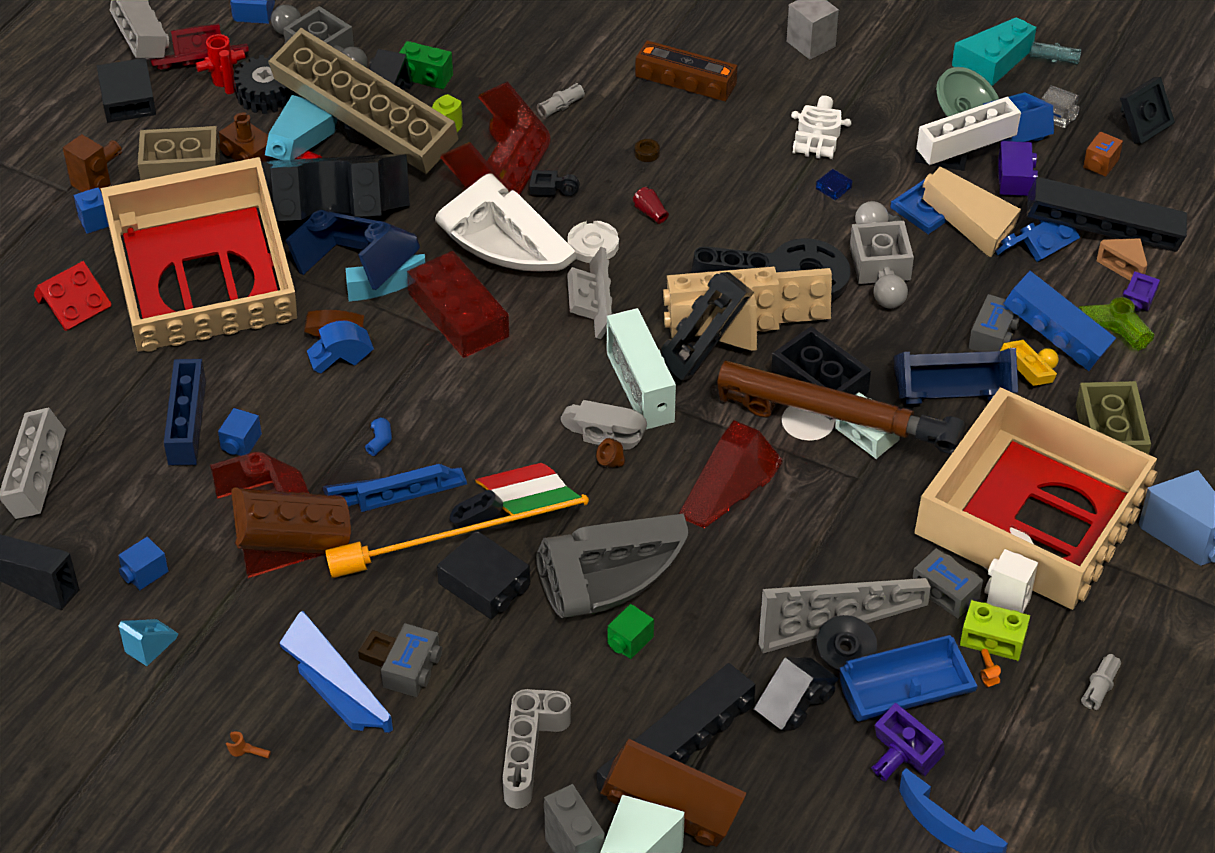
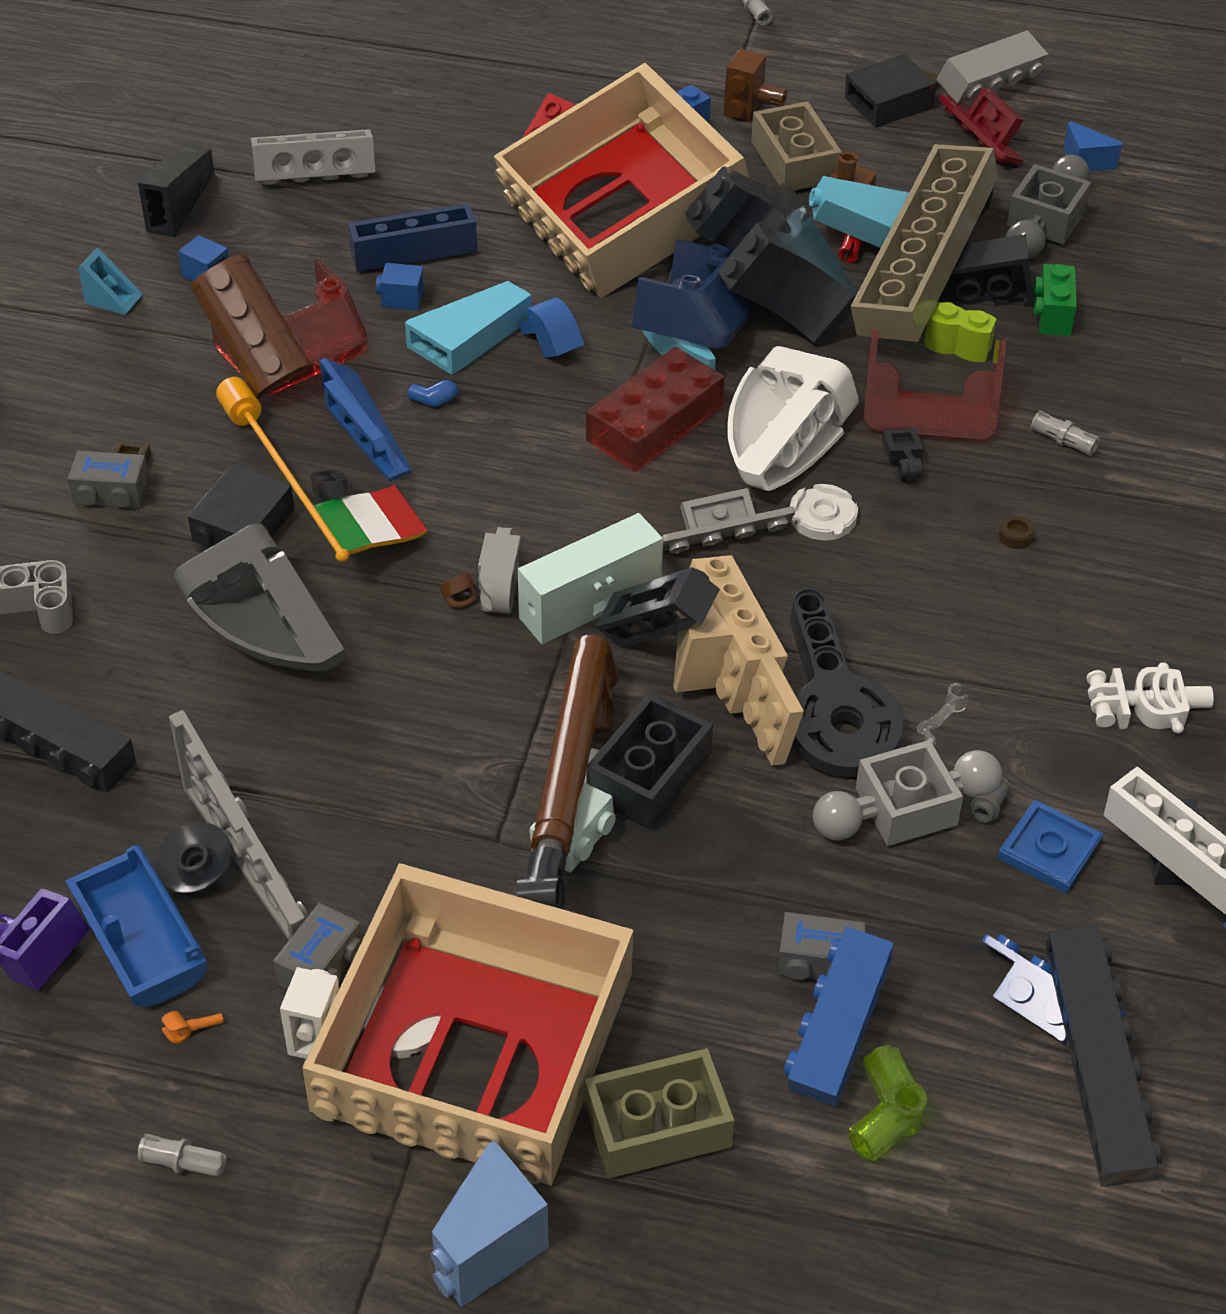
camera: 75 degrees right, 0 degrees up
(220, 62) = (962, 127): red pin -> none
(313, 399) = (468, 327): none -> medium azure slope
(320, 318) = (591, 321): reddish brown slope -> none
(333, 677) = (77, 431): wedge -> none
(630, 631) = (180, 651): green brick -> none
(649, 204) = (908, 547): dark red cone -> none
(686, 70) = (1183, 538): reddish brown brick -> none
(733, 470) = (465, 705): clear red wedge -> none
(793, 689) = (104, 810): brick -> none
(795, 220) = (953, 703): none -> clear piece
(834, 184) = (1043, 733): clear blue tile -> none
(955, 374) = (703, 896): dark blue windscreen -> none
(971, 209) = (1045, 886): tan slope -> none
(995, 629) = (246, 1017): lime brick -> none
(1016, 168) = (1166, 932): dark purple brick -> none
(1033, 366) = (764, 1002): yellow plate -> none
(1123, 256) = (1038, 1107): medium nougat slope -> none
(1141, 290) = (966, 1132): dark purple bracket -> none

